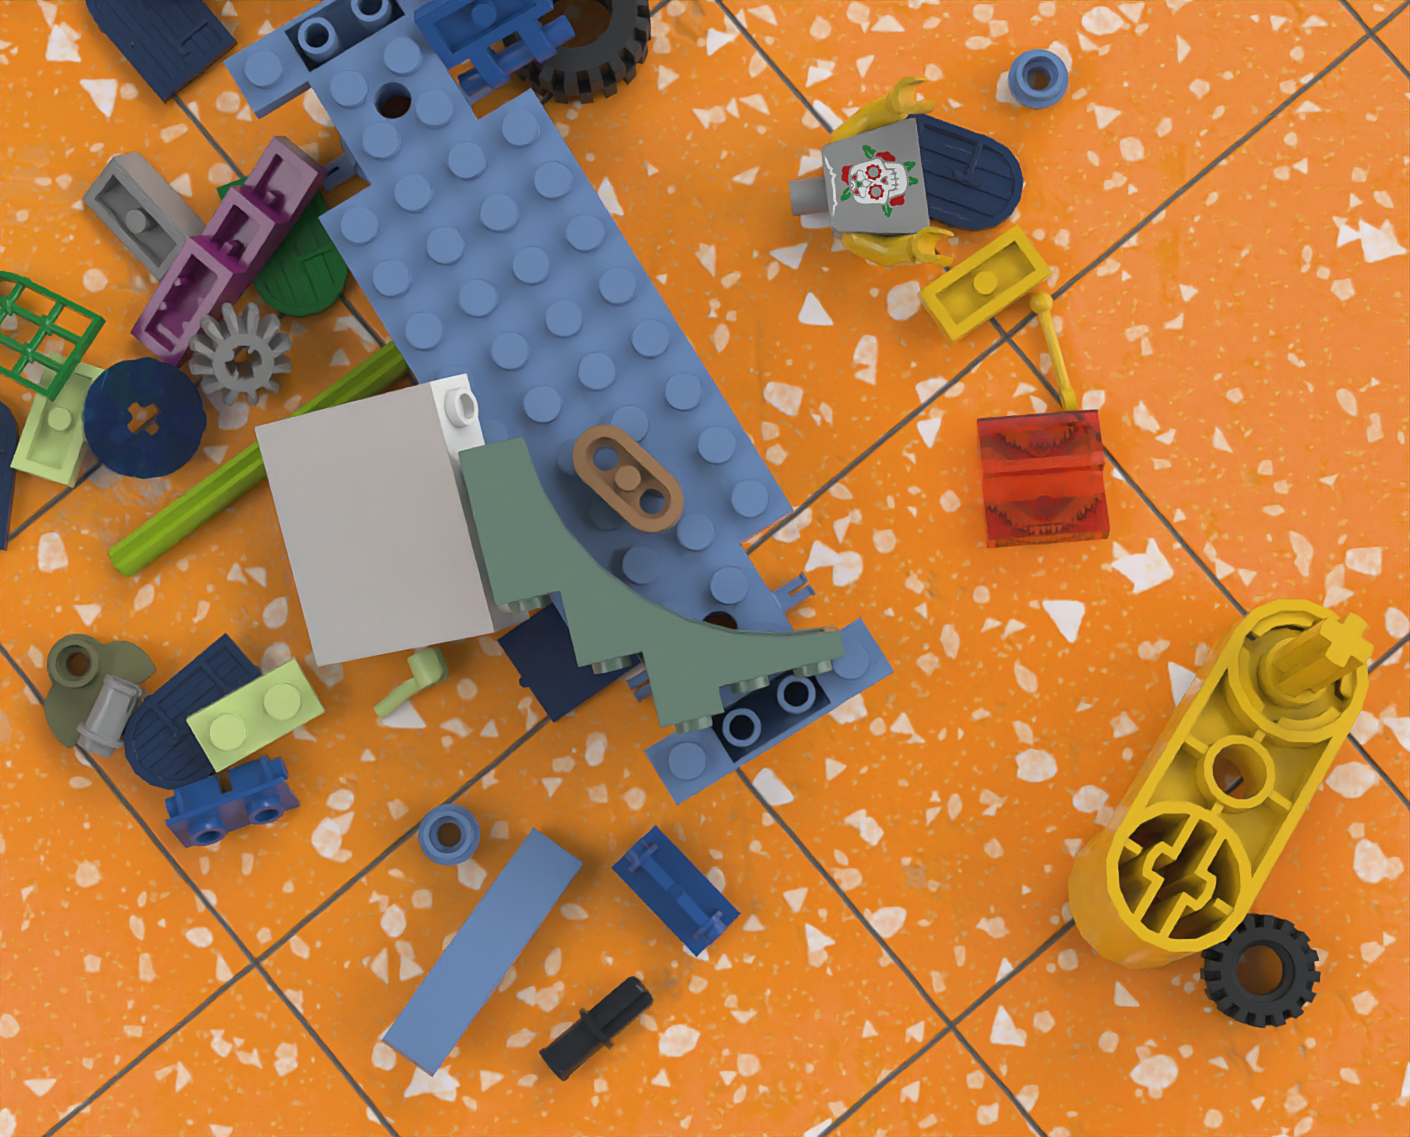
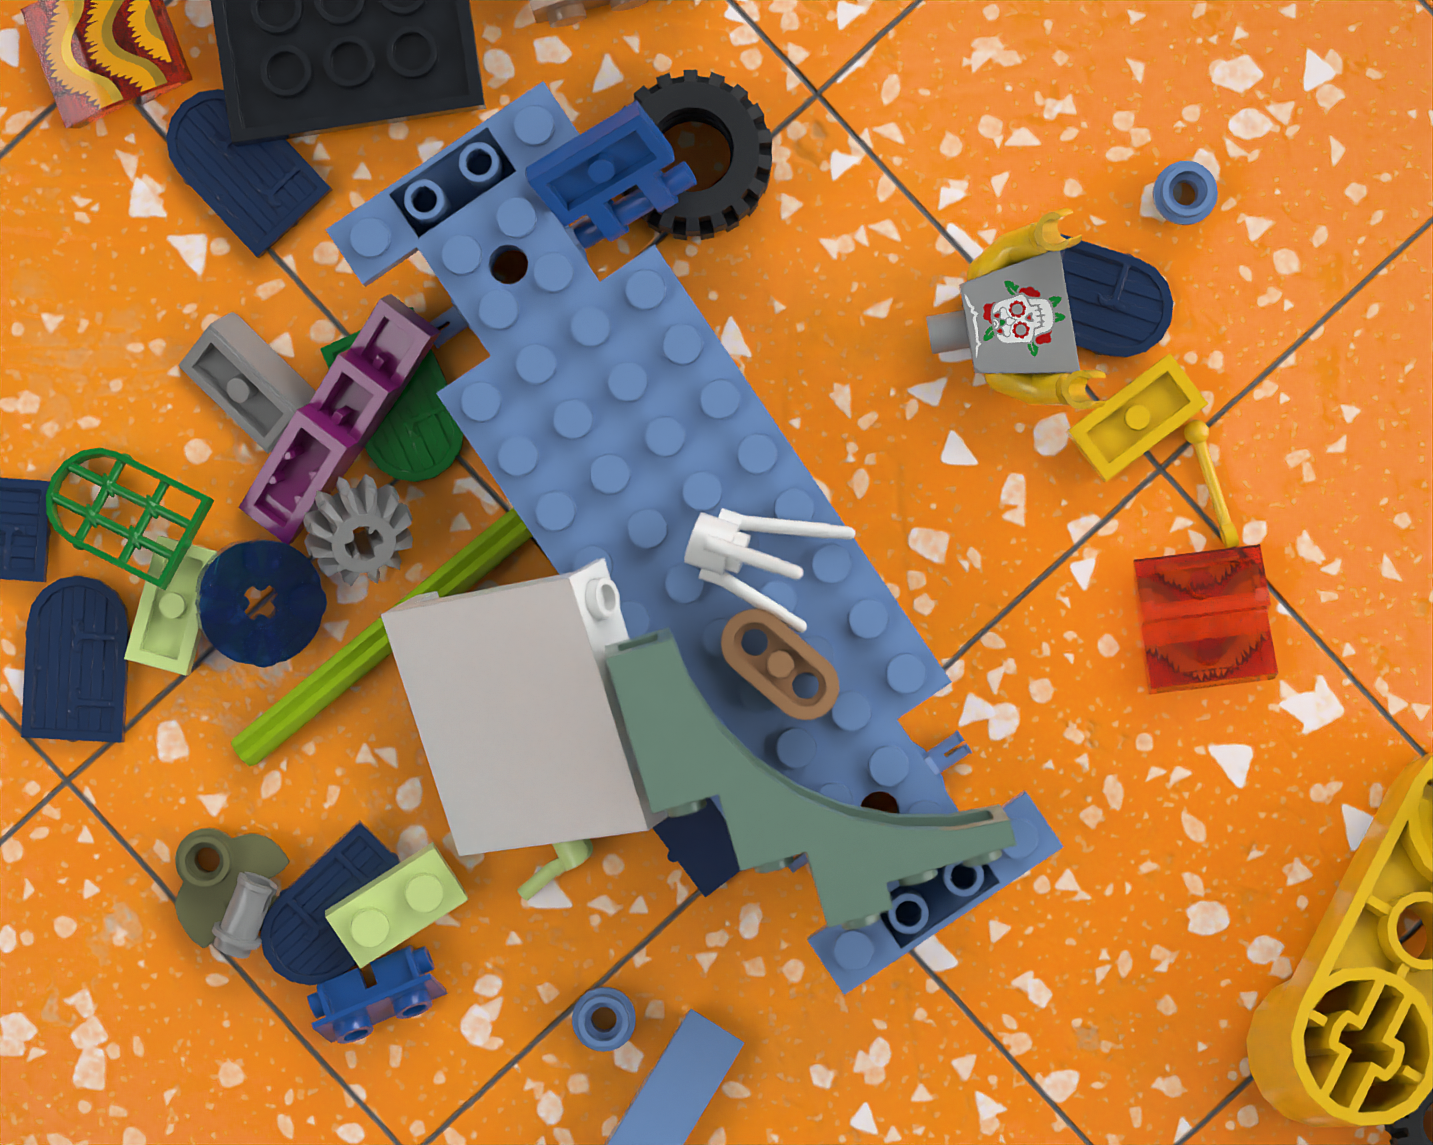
camera: 10 degrees left, 5 degrees up
(579, 365) = (720, 547): none -> white plant
(676, 890) = (841, 1066): blue hinge -> none

